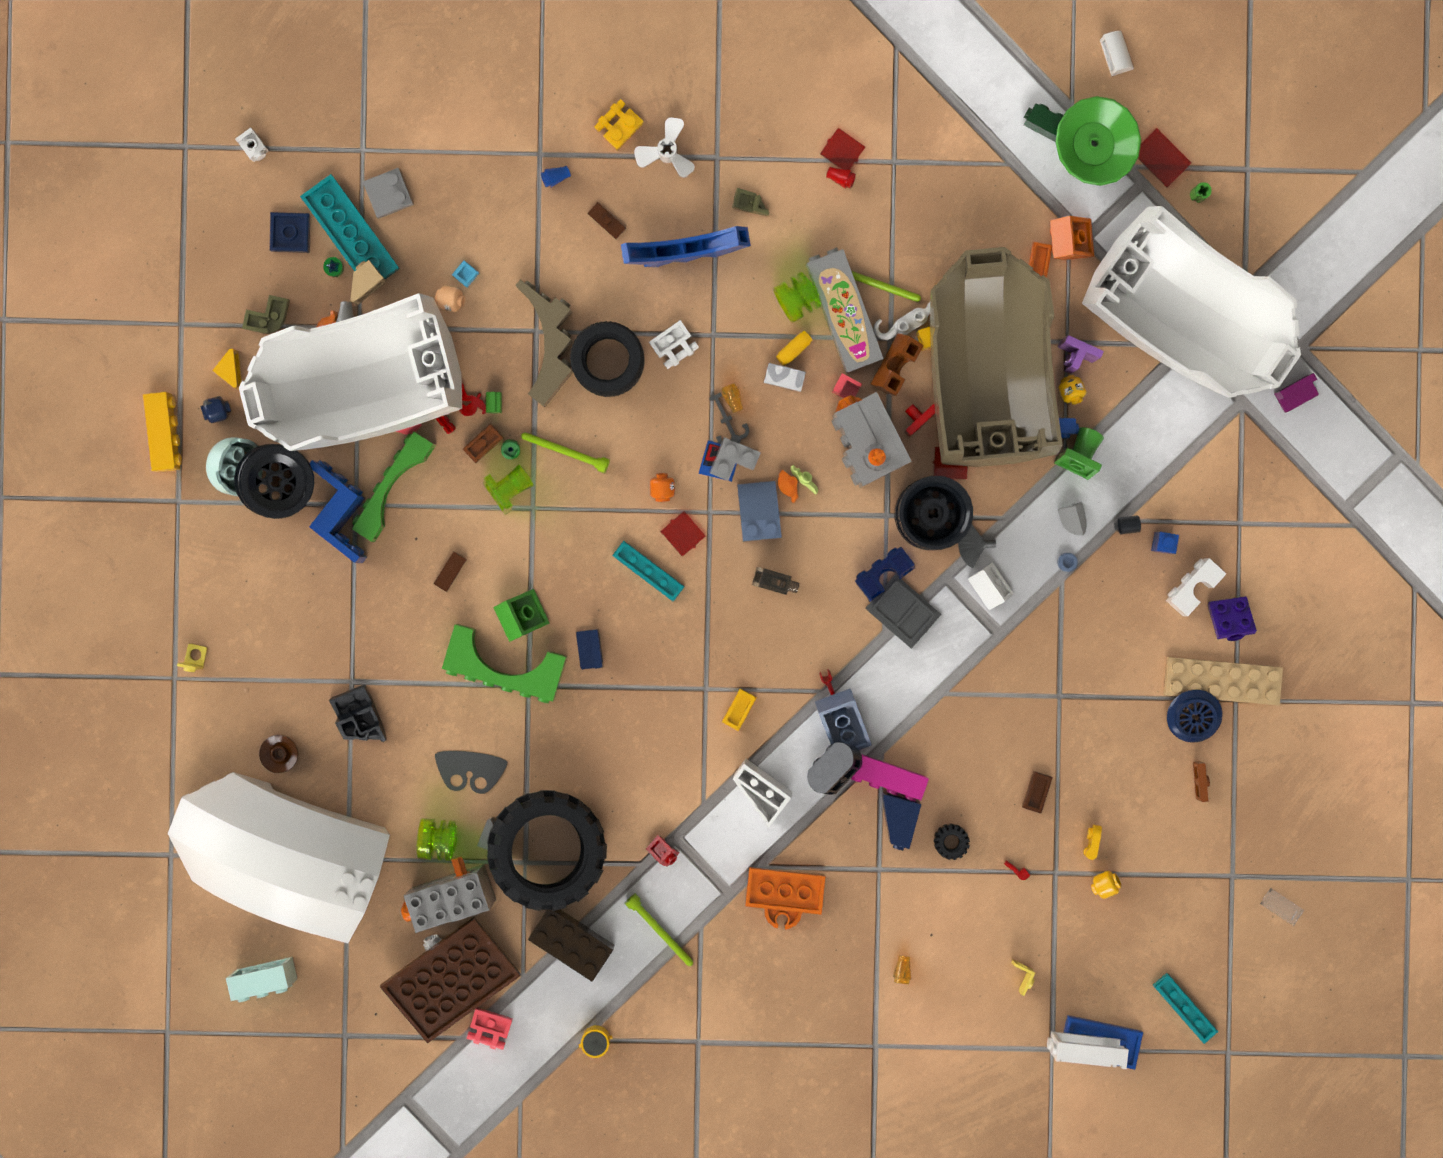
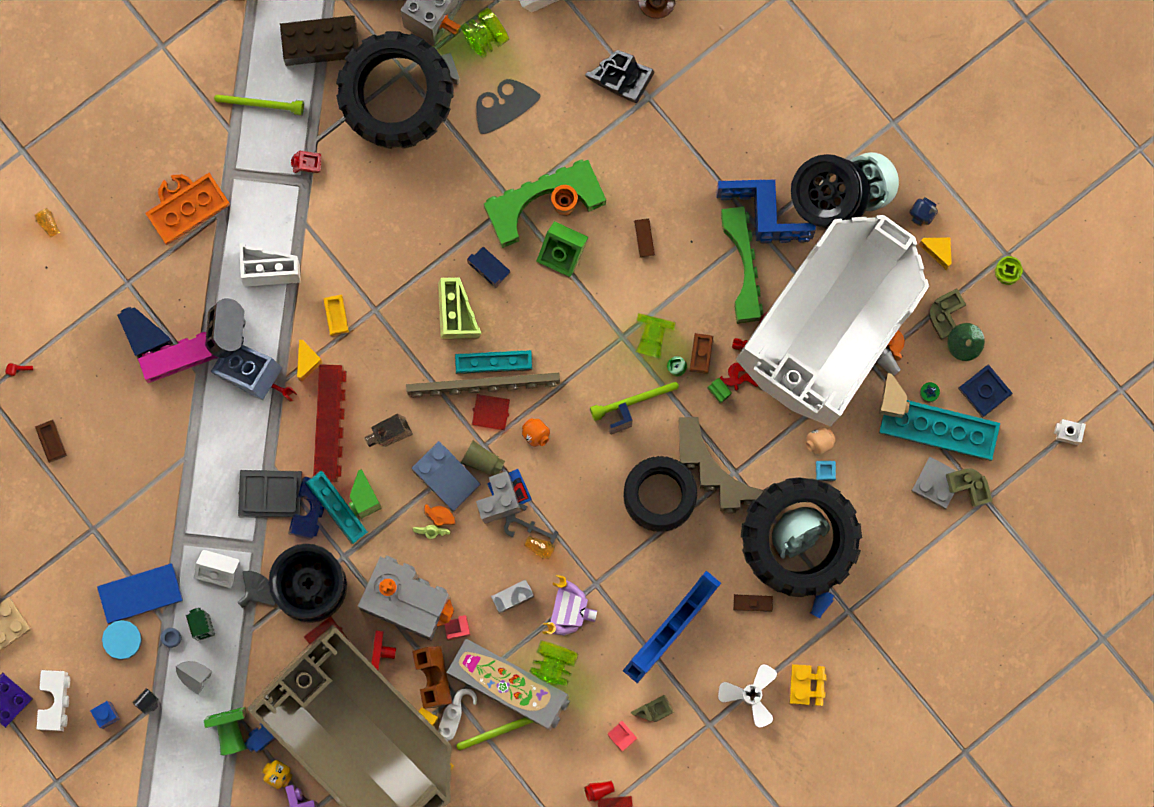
camera: 135 degrees right, 10 degrees down
(161, 431) = (948, 162): yellow brick -> none
(189, 309) = (1008, 270): none -> lime wheel
(190, 664) = (779, 11): light yellow bracket -> none
(271, 288) = (958, 338): none -> clear green dish
(360, 168) = (973, 481): none -> olive plate
(482, 654) = (565, 194): none -> orange plant
(526, 193) = (844, 546): none -> black tyre
(526, 242) = (798, 531): none -> light aqua cylinder
(584, 440) = (626, 420): none -> dark blue panel
(645, 634) = (455, 311): none -> yellowish green wedge
(665, 553) = (475, 385): none -> dark tan plate
(669, 340) = (625, 550): white plate -> none
(720, 500) = (482, 459): none -> olive plant
(751, 329) = (569, 609): none -> torso
(790, 202) = (622, 736): none -> coral panel
(790, 691) = (307, 361): none -> yellow slope
(794, 348) = (523, 624): yellow piece -> none
(815, 627) = (329, 421): none -> clear red brick
(836, 545) = (362, 496): none -> bright green slope
(862, 556) = (336, 507): none -> teal tile
(951, 830) = (88, 337): black tyre -> none
(1039, 551) = (199, 624): none -> dark green brick
(1064, 615) = (140, 593): none -> blue tile
(1106, 591) = (121, 639): none -> medium azure tile

